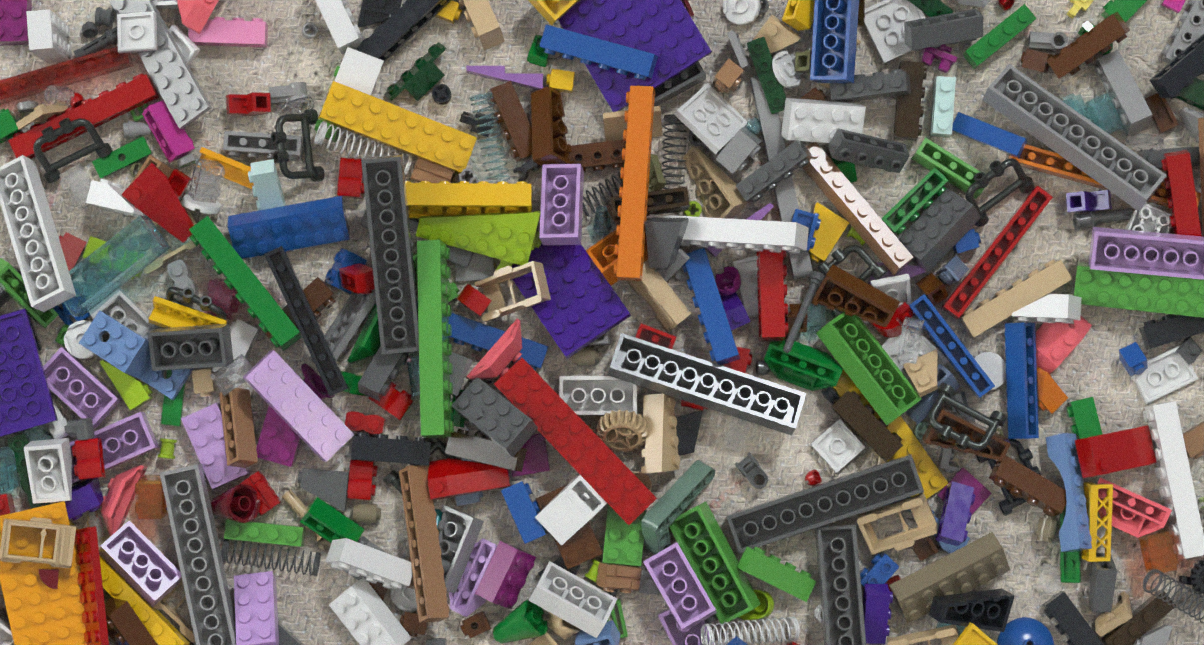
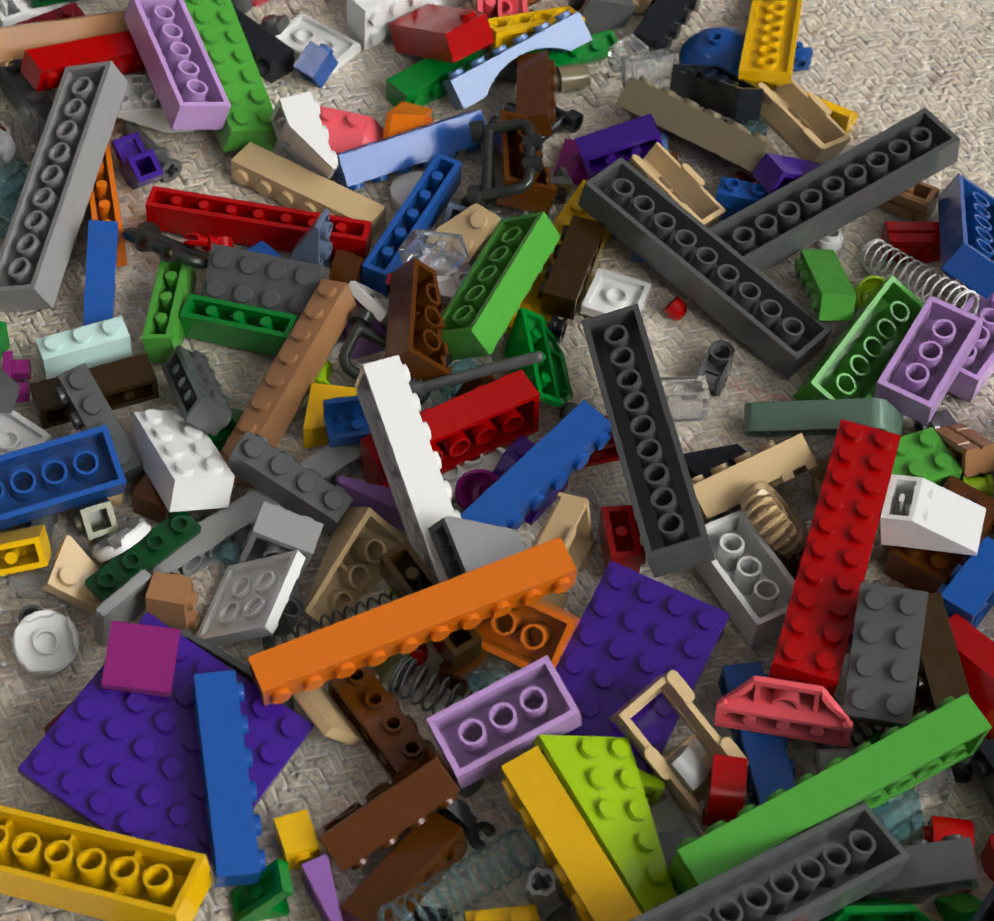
camera: 120 degrees left, 35 degrees down
(497, 288) = (688, 768): none -> light grey brick
(681, 35) = (140, 659): none -> magenta tile
(997, 215) = (205, 241): none -> red piece
(1025, 583) = (653, 65): none -> clear brick

